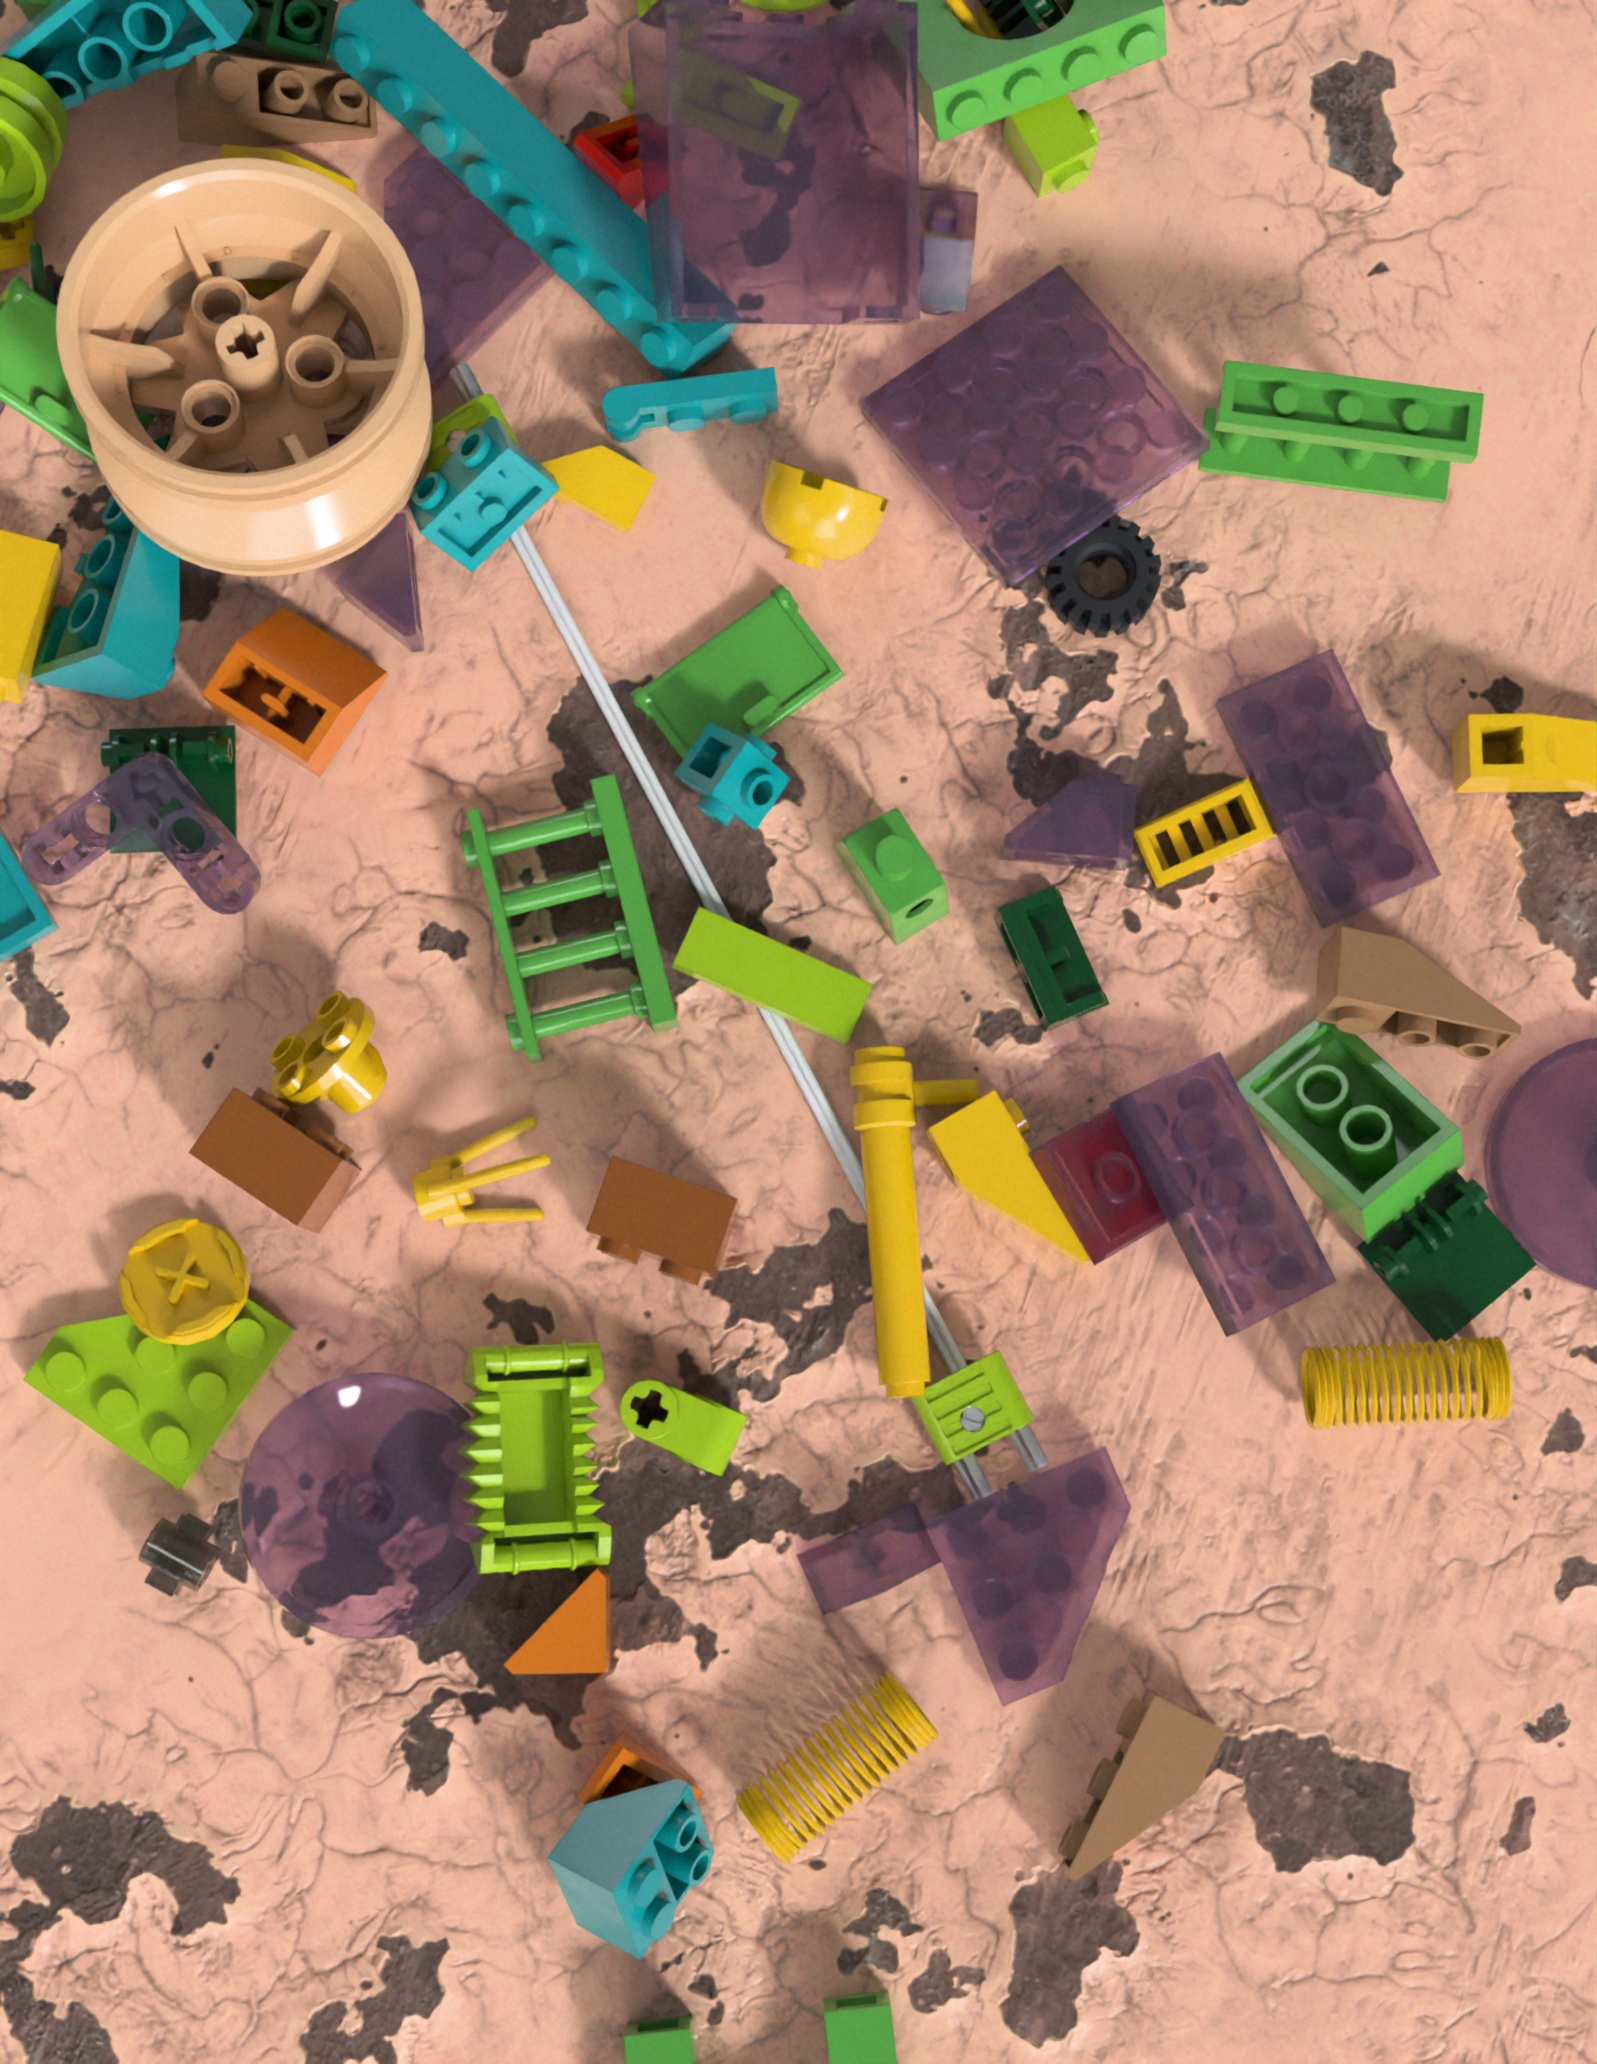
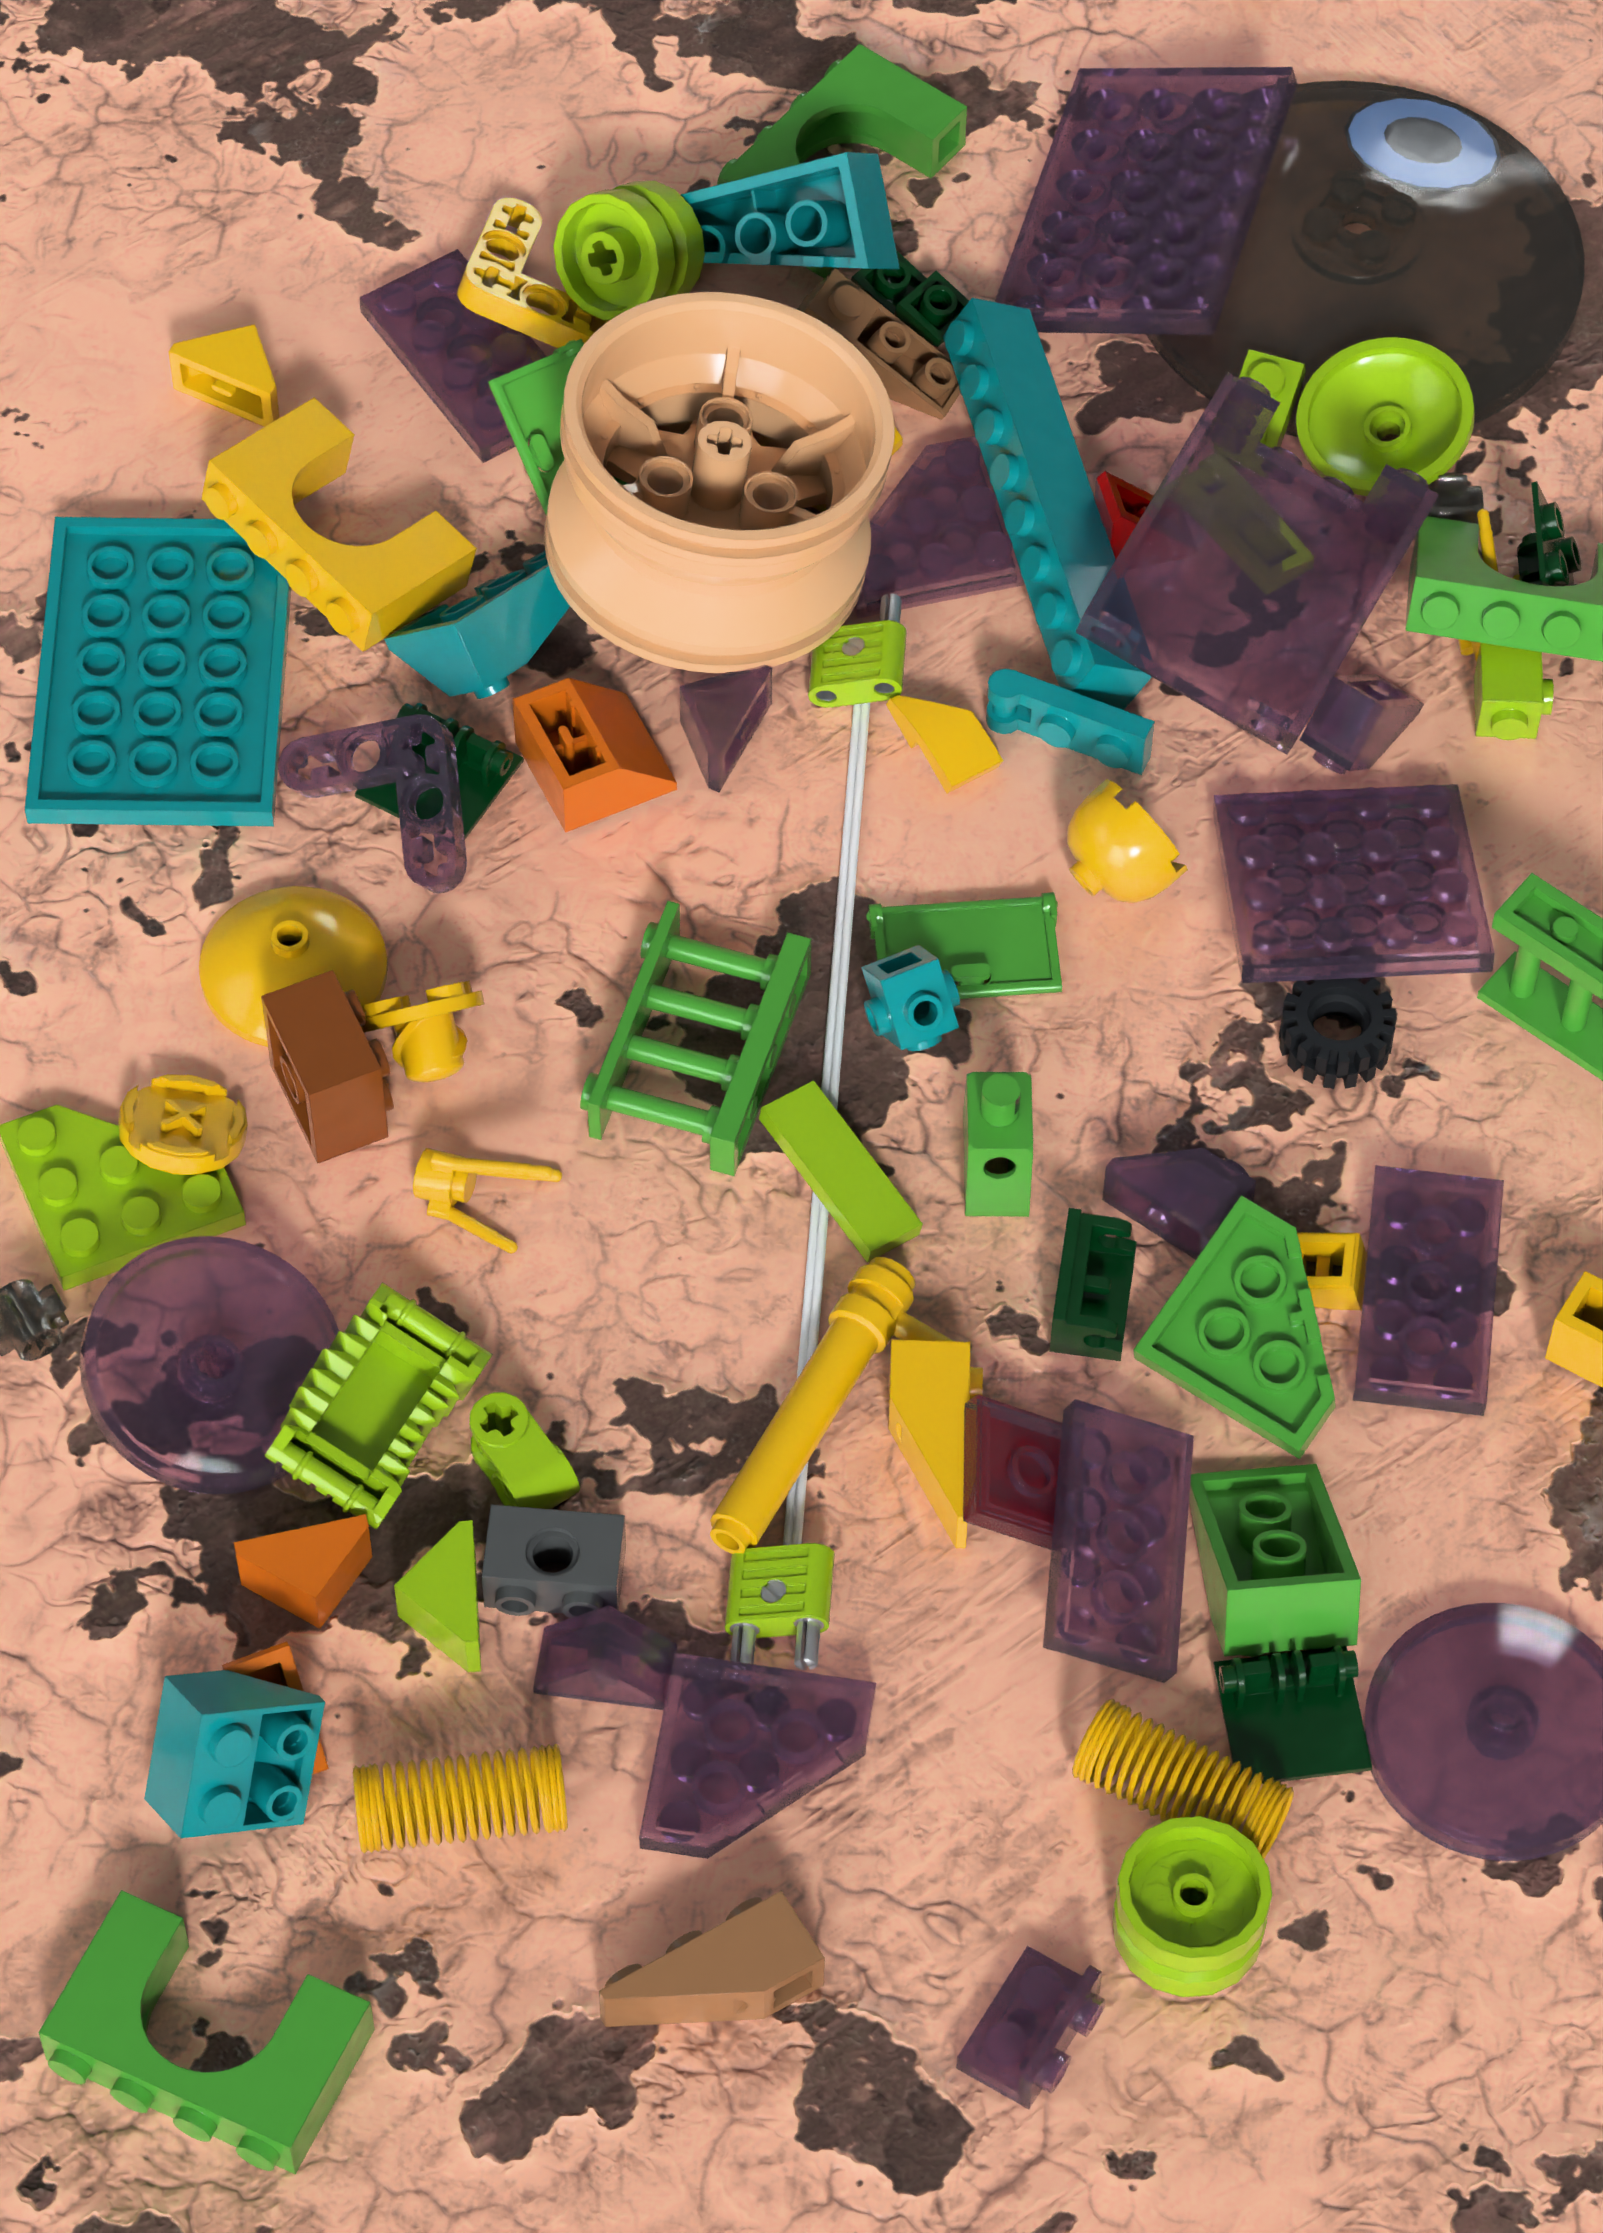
camera: 30 degrees right, 25 degrees down
(212, 1043) = (247, 957): none -> yellow dish
(480, 495) = (843, 691): teal bracket -> none
(662, 1219) = (615, 1284): dark orange brick -> none
(705, 1588) = (442, 1598): none -> lime slope
(733, 1511) = (527, 1538): none -> dark grey brick
(1207, 926) = (1247, 1331): none -> bright green plate
(1397, 991) = (1388, 1476): medium nougat slope -> none
(1410, 1665) = (1029, 2027): none -> clear purple bracket
(1522, 1493) = (1191, 1906): none -> lime wheel

